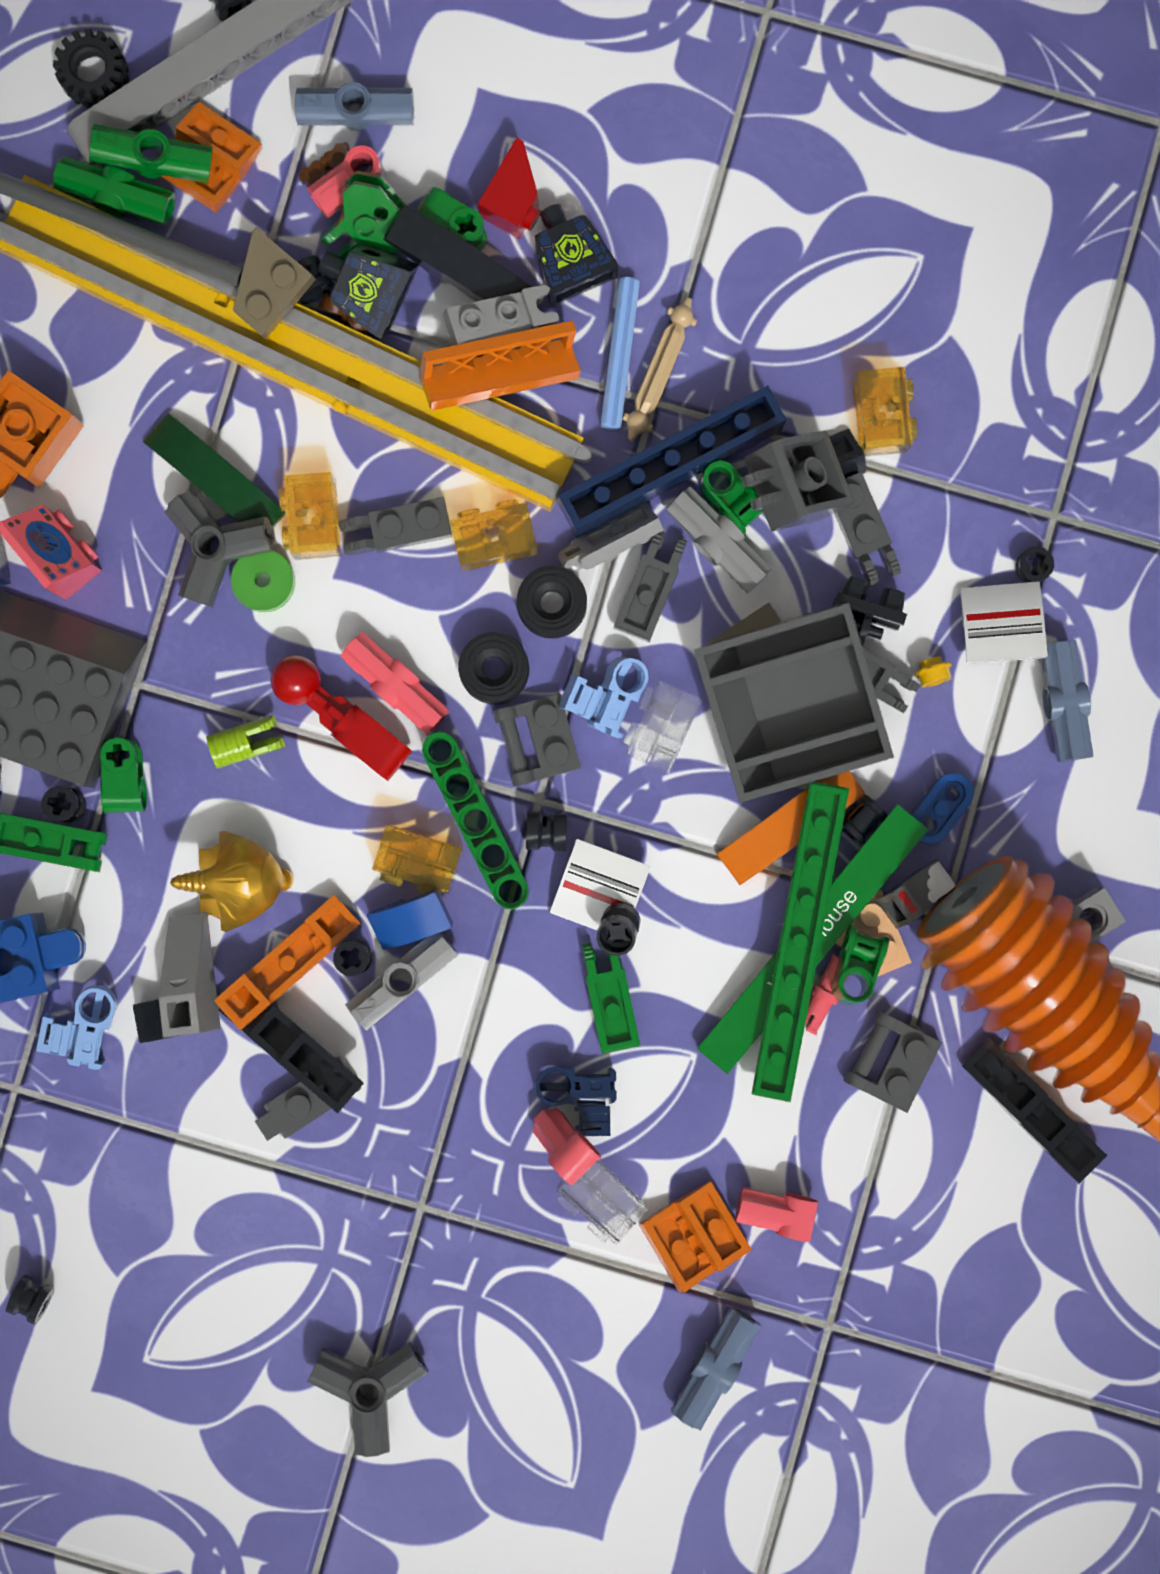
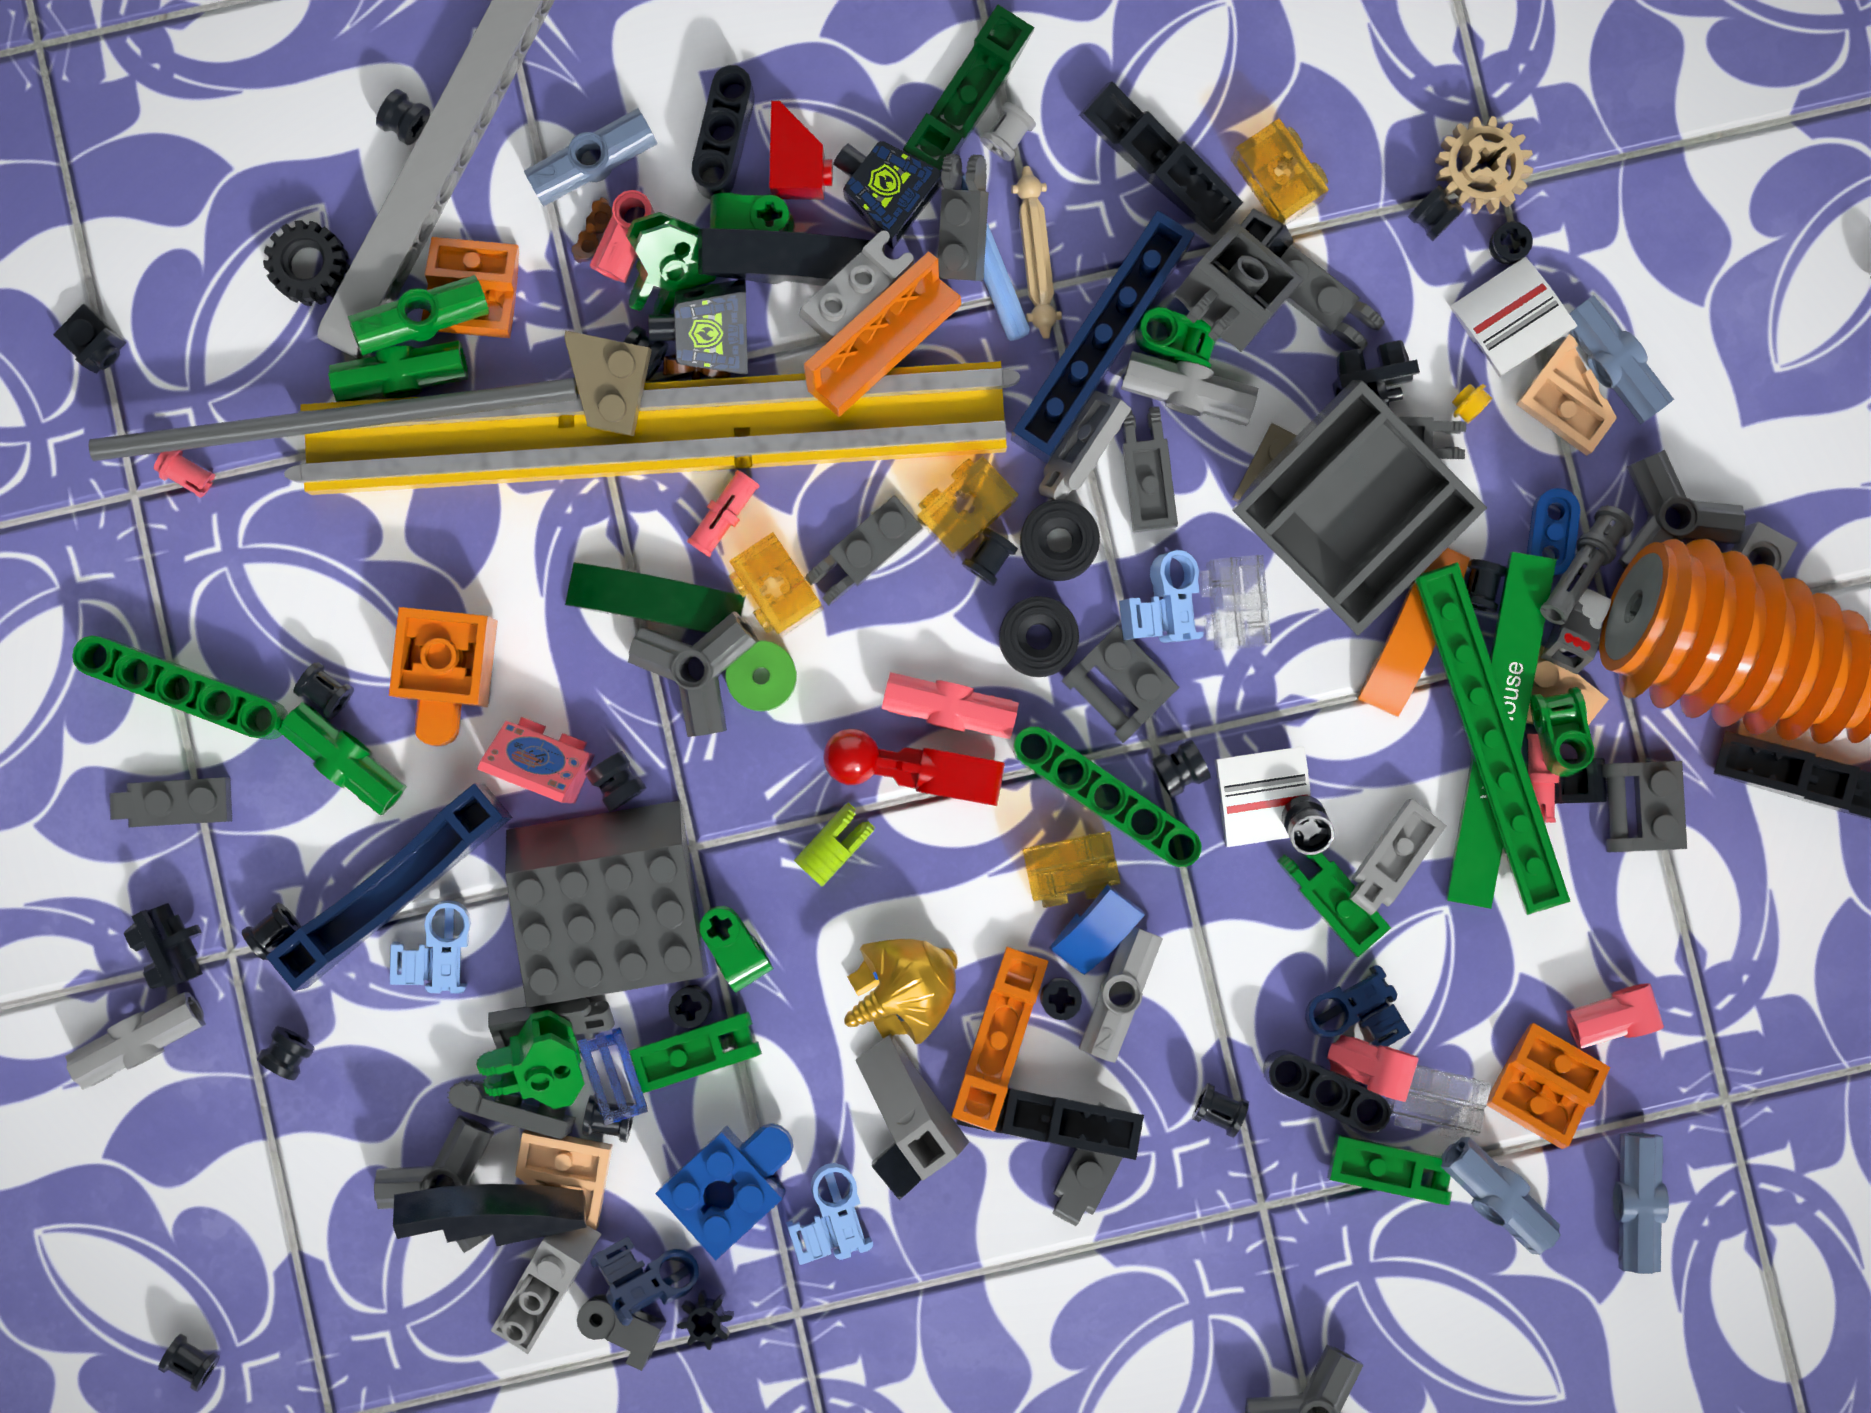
camera: 25 degrees left, 0 degrees up
(104, 598) = (615, 781): none -> black wheel
(303, 438) = (740, 489): none -> coral pin
(428, 1113) = (1220, 1110): none -> black bush
(472, 126) = (723, 112): none -> black beam
(490, 585) = (990, 556): none -> black bush
(513, 1125) = (1347, 1097): none -> black beam
(536, 1233) = (1388, 1169): none -> green plate
(608, 1301) = (1500, 1195): none -> sand blue piece
(615, 310) = (963, 219): none -> dark grey hinge
(674, 992) = (1395, 856): none -> light grey hinge
(678, 216) = (971, 88): none -> dark green slope
(690, 263) = (1008, 131): none -> light grey bush
(797, 349) = (1161, 159): none -> black slope
(854, 1018) = (1583, 786): none -> black slope
(964, 840) = (1561, 601): none -> dark grey pin
(988, 509) = (1436, 212): none -> black wheel
(1011, 712) = (1569, 399): none -> light nougat wing
(1044, 821) = (1661, 489): none -> dark grey piece
(1046, 508) = (1477, 150): none -> tan gear

